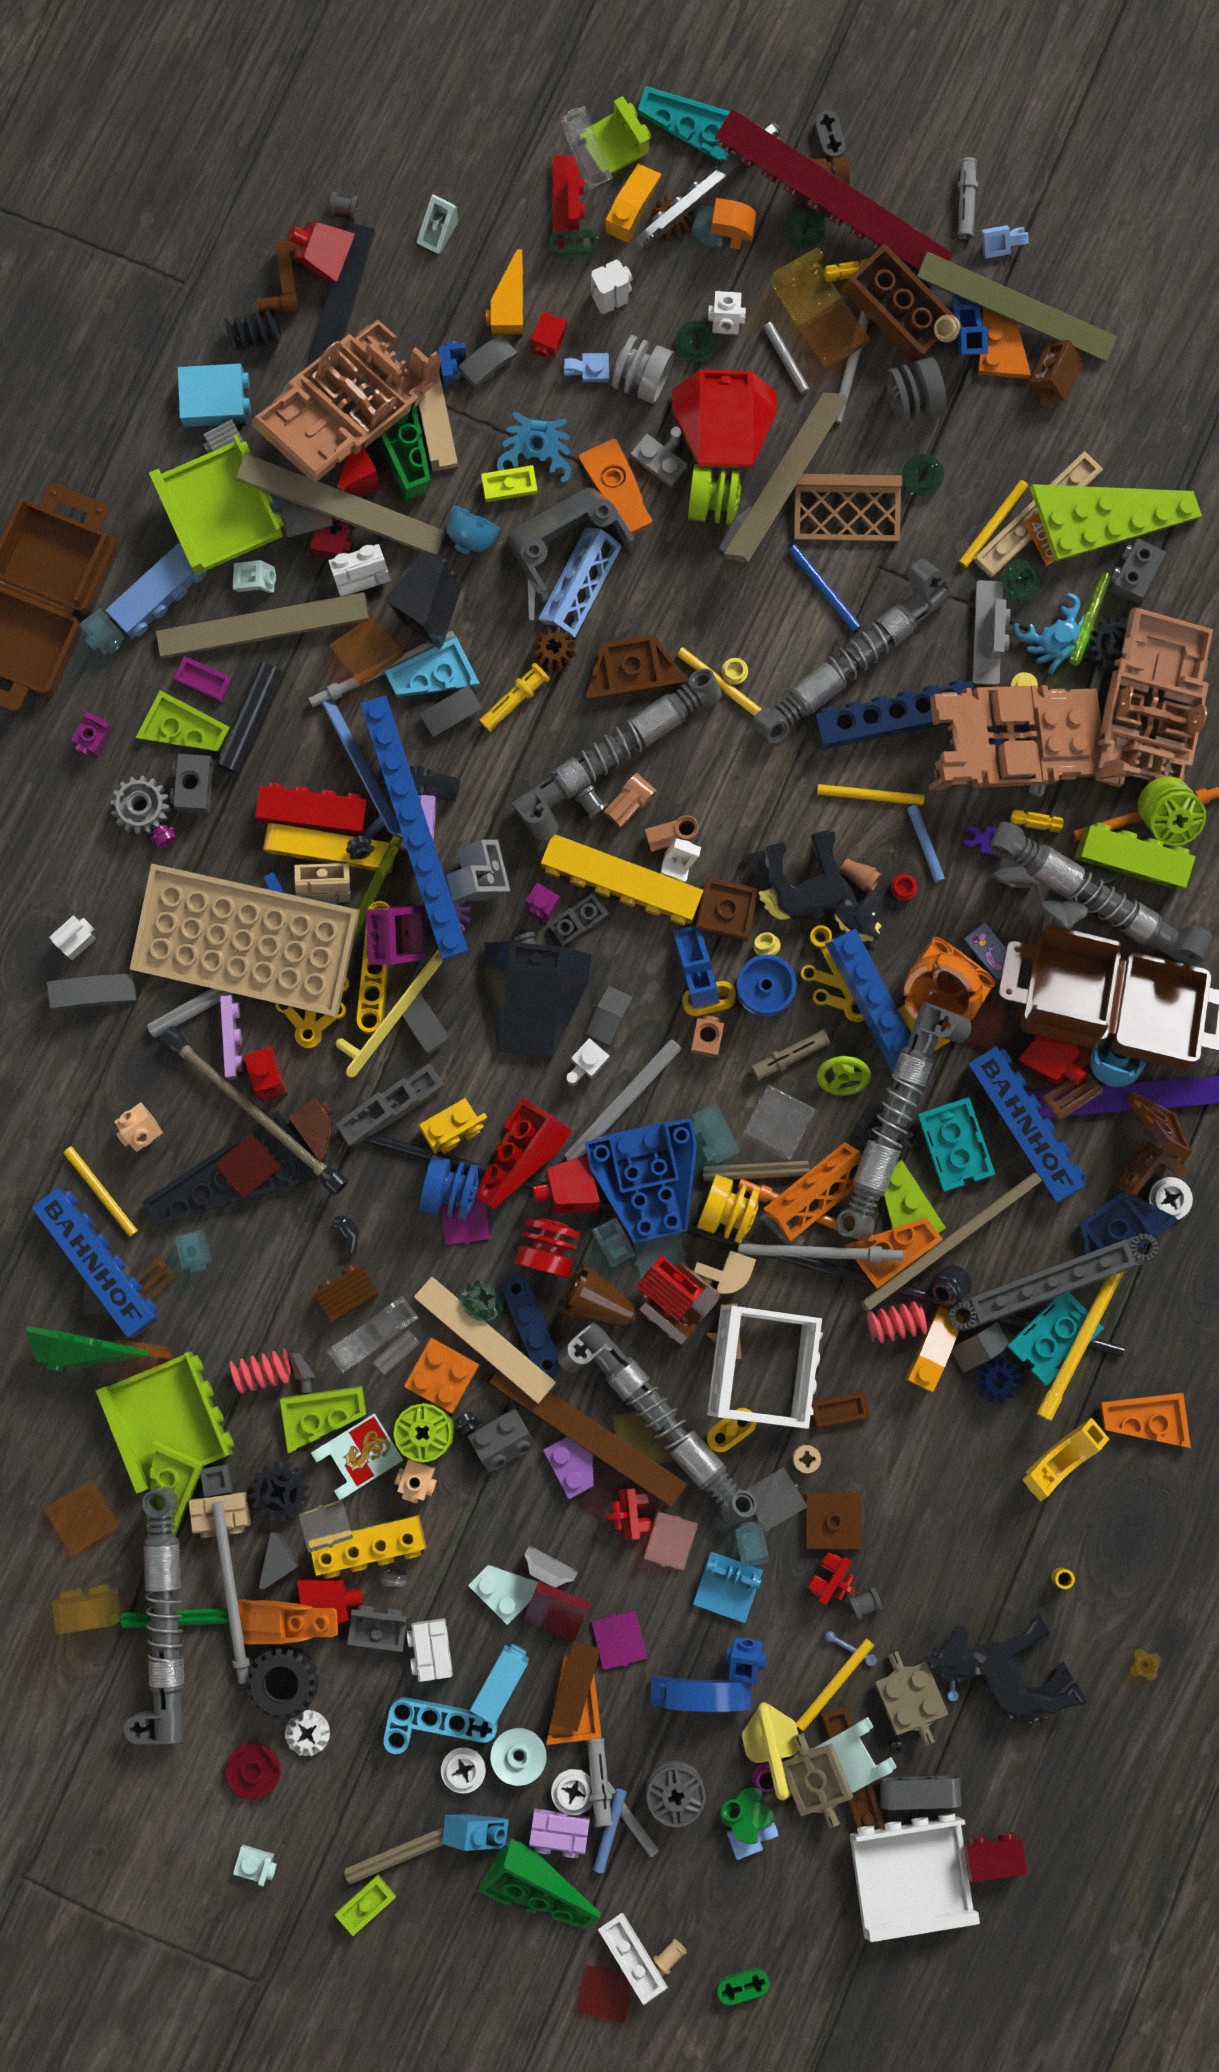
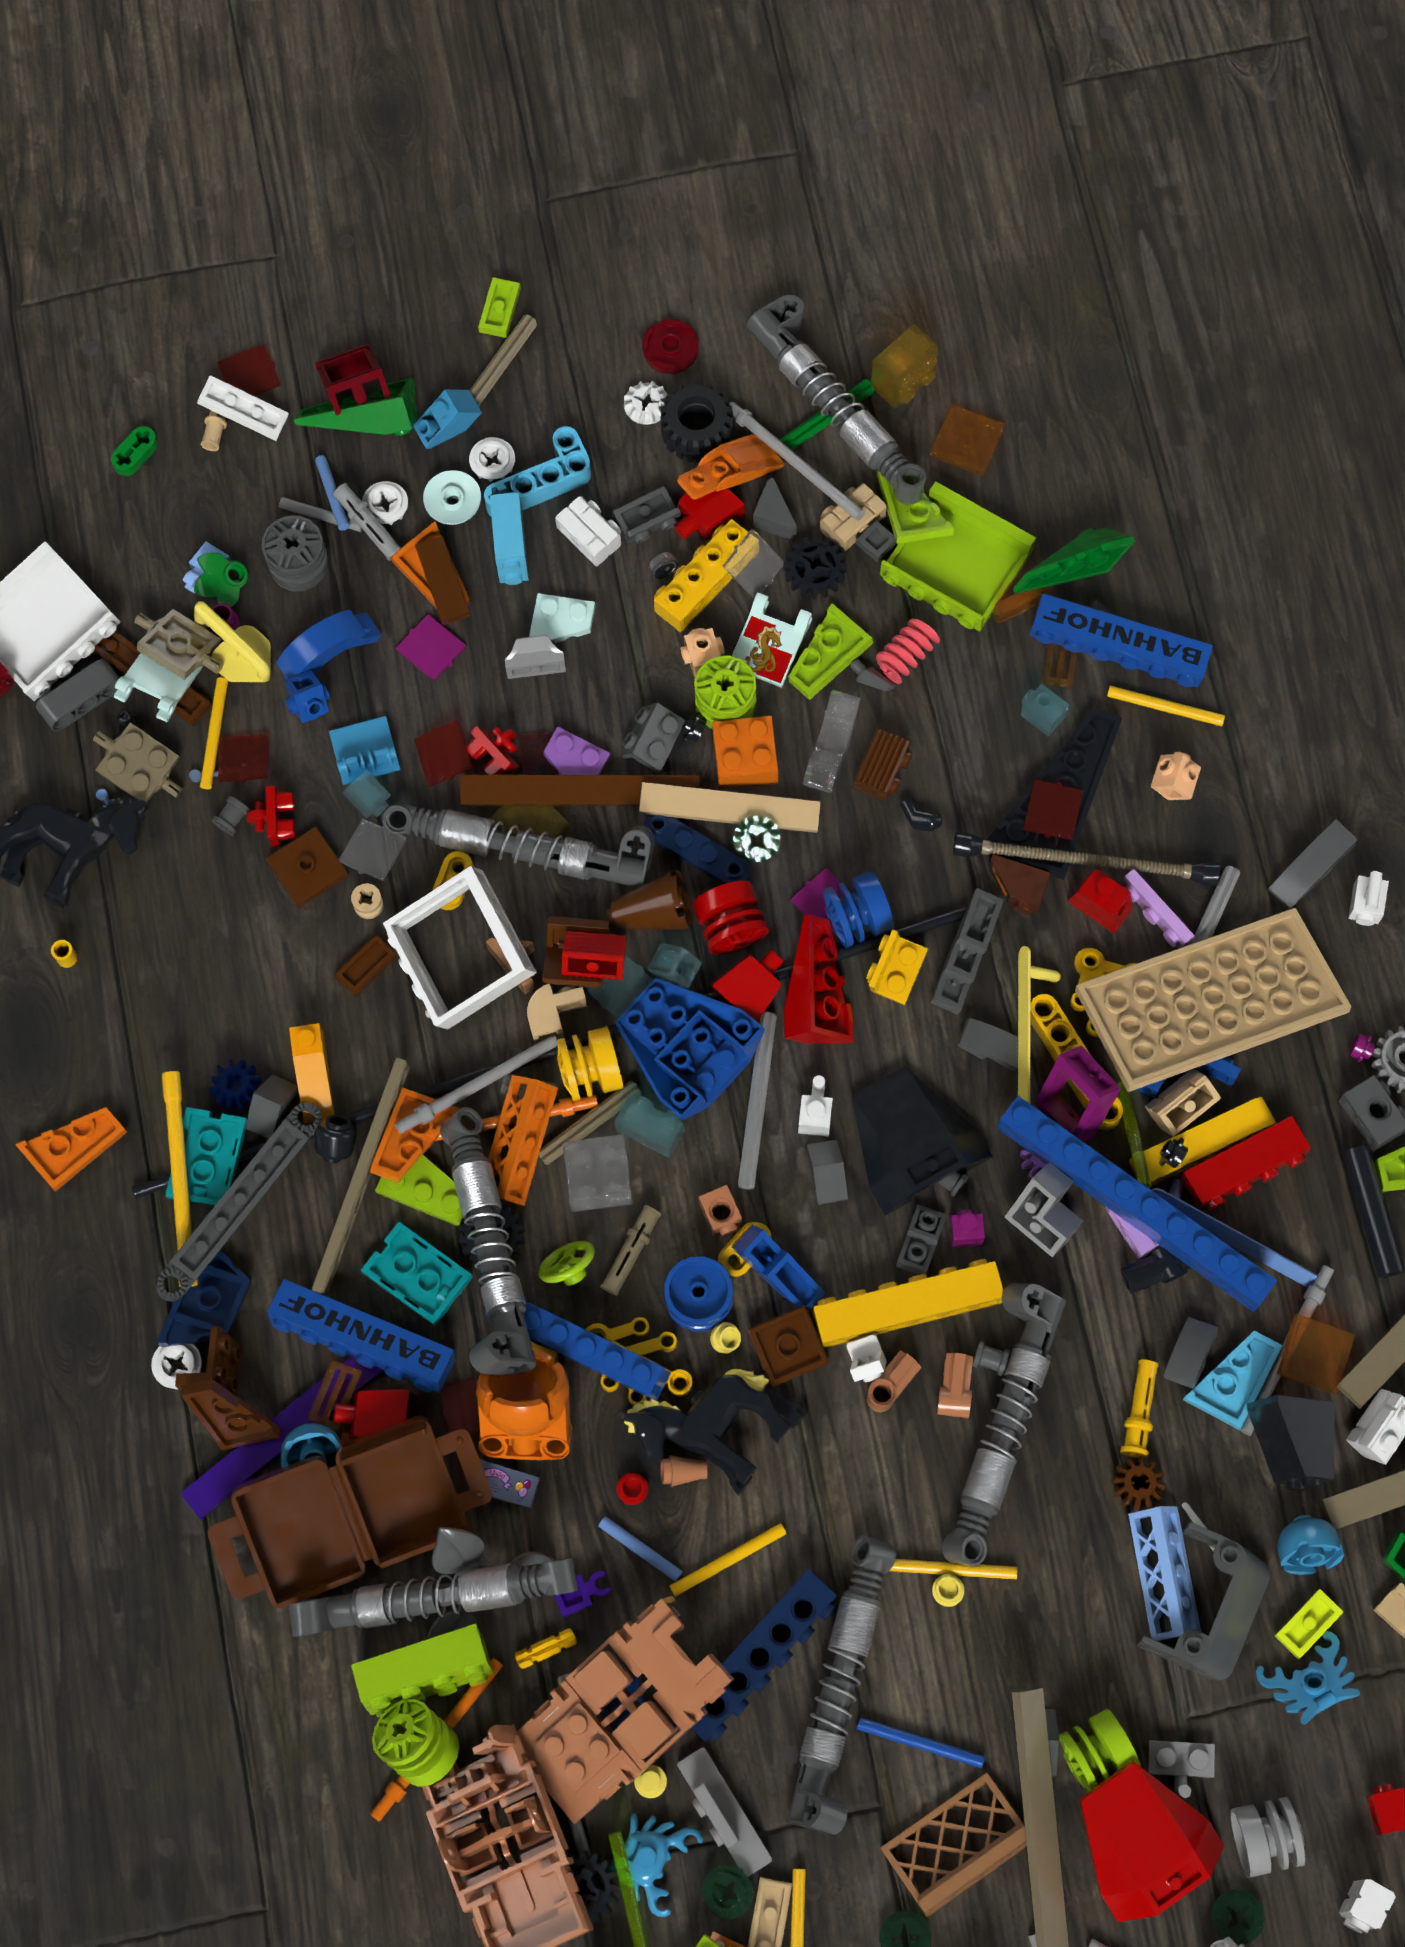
camera: 150 degrees right, 10 degrees down
(255, 1865) = (614, 279): light aqua bracket -> none
(396, 1352) = (800, 748): clear piece -> none
(526, 1939) = (350, 371): none -> dark red window
(556, 1611) = (502, 626): dark red tile -> none
(559, 1832) = (375, 463): lavender brick -> none
(593, 367) = (1319, 1811): light blue plate -> none
(616, 482) = (1203, 1700): orange piece -> none
(633, 667) = (1049, 1521): reddish brown wing -> none
(825, 1646) = (243, 758): none -> clear red piece
(896, 1322) = (362, 1072): coral piece -> none
(1064, 1458) = (131, 1053): yellow arch -> none

